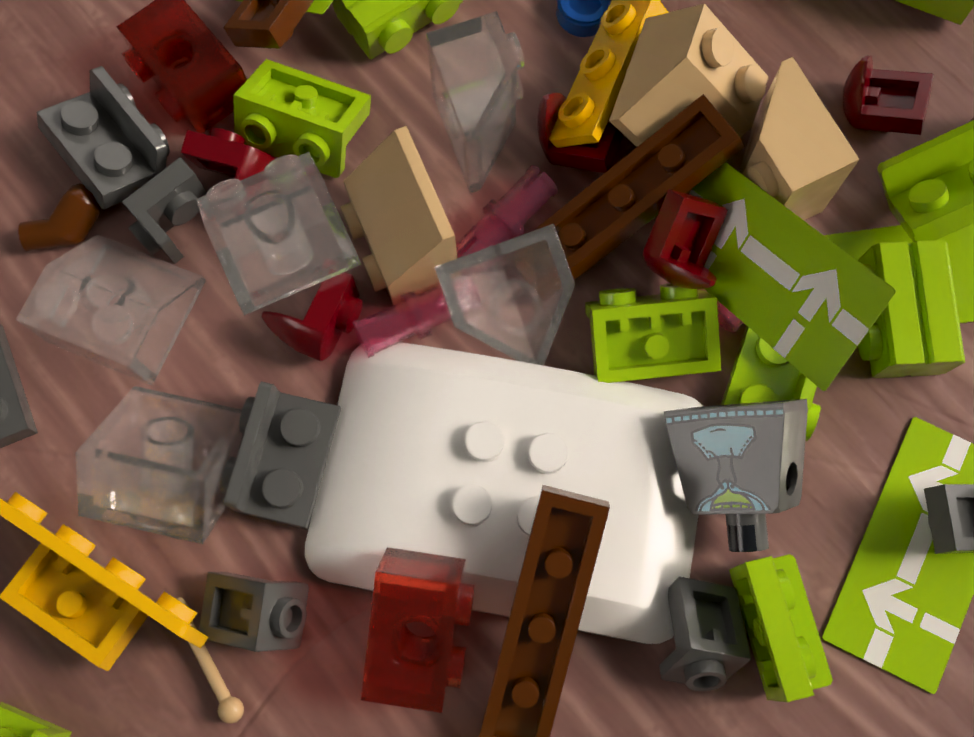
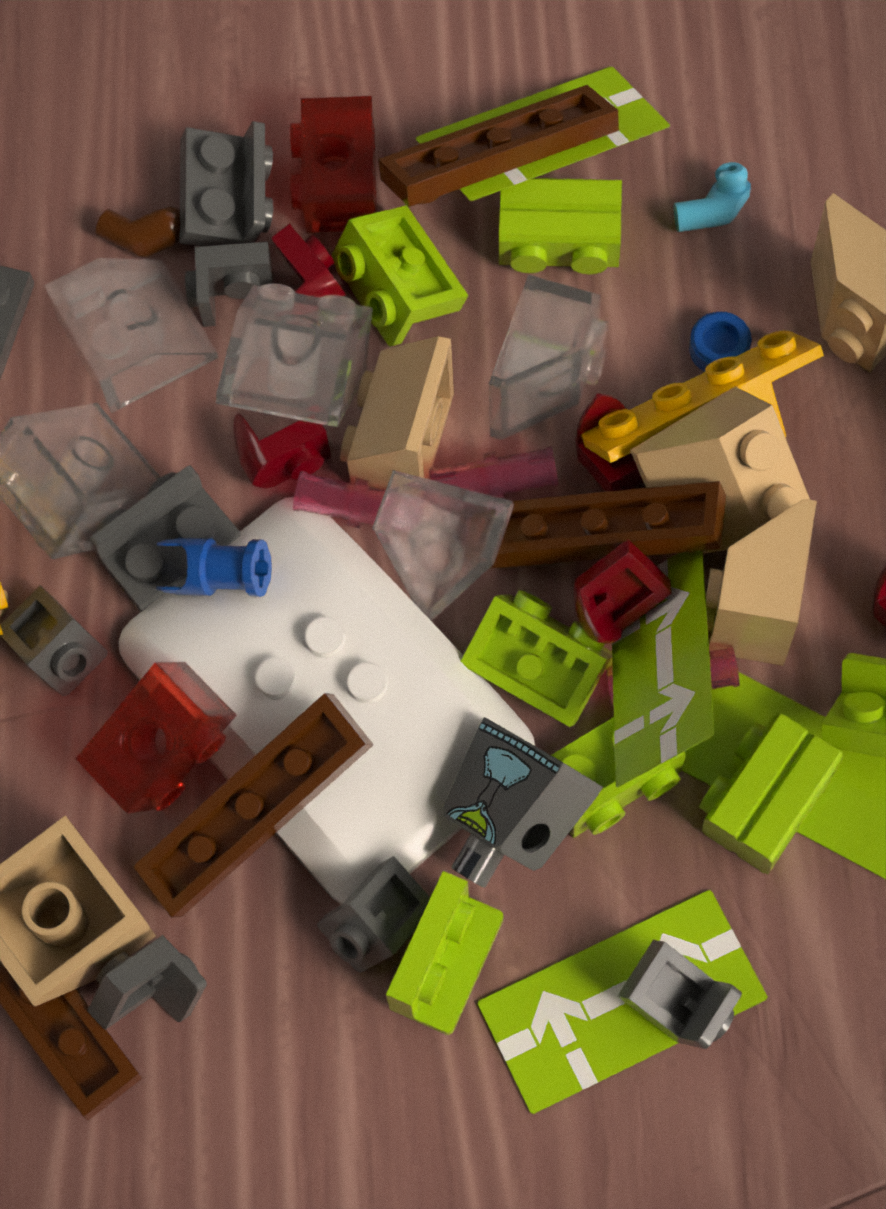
camera: 40 degrees right, 5 degrees down
(354, 447) = (222, 567): none -> blue piece

